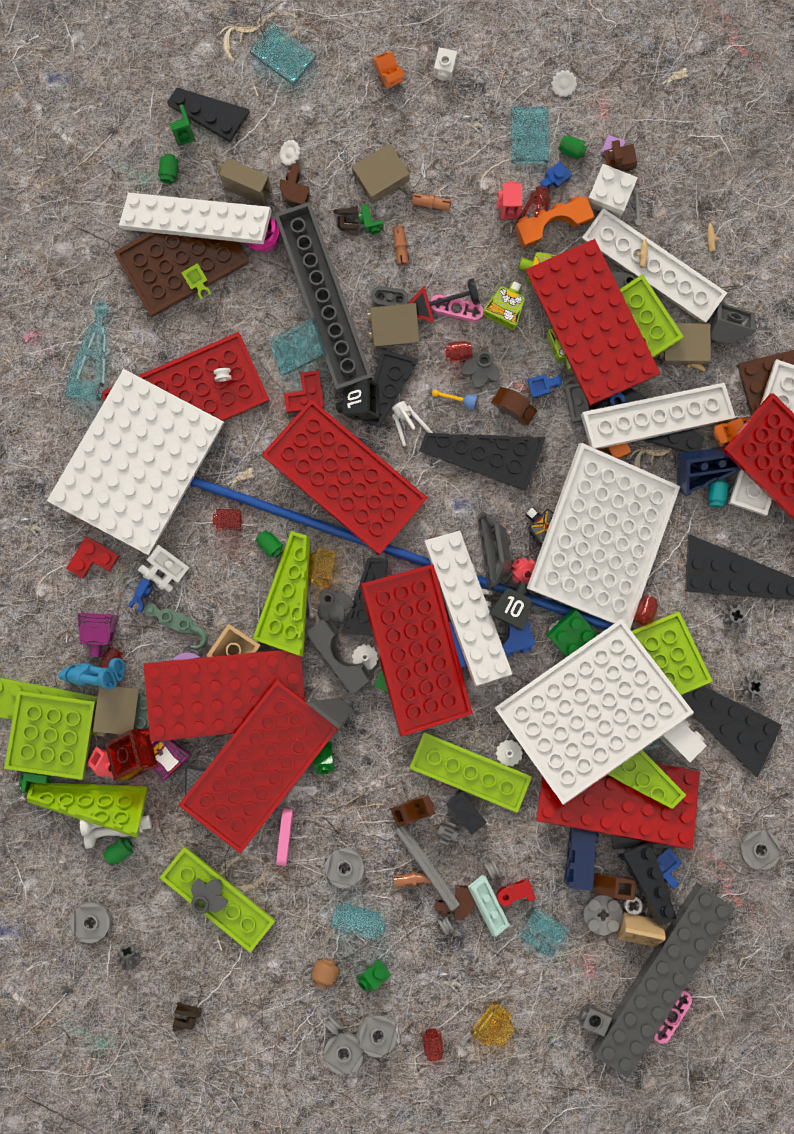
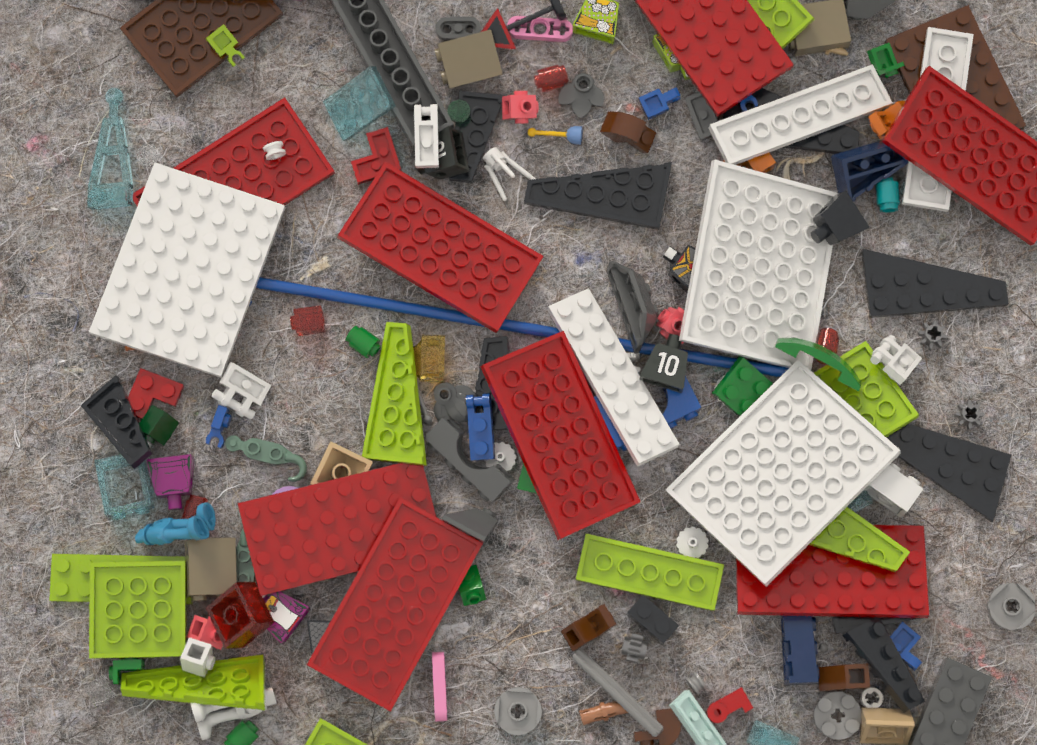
camera: 10 degrees left, 5 degrees down
(59, 577) = (117, 420): none -> black wing
(74, 646) = (120, 512): none -> clear light blue window
(91, 586) = (158, 426): none -> dark green brick
(91, 783) = (197, 657): none -> white brick
(347, 384) = (426, 137): none -> white plate
(352, 631) = (480, 427): none -> blue plate
(378, 366) = (459, 111): none -> clear green plate
(429, 371) = (519, 107): none -> coral brick
(620, 608) = (793, 346): none -> green slope
(674, 508) = (838, 220): none -> black torso
(704, 636) = (900, 364): none -> white plate
(734, 381) = (884, 60): none -> green bracket

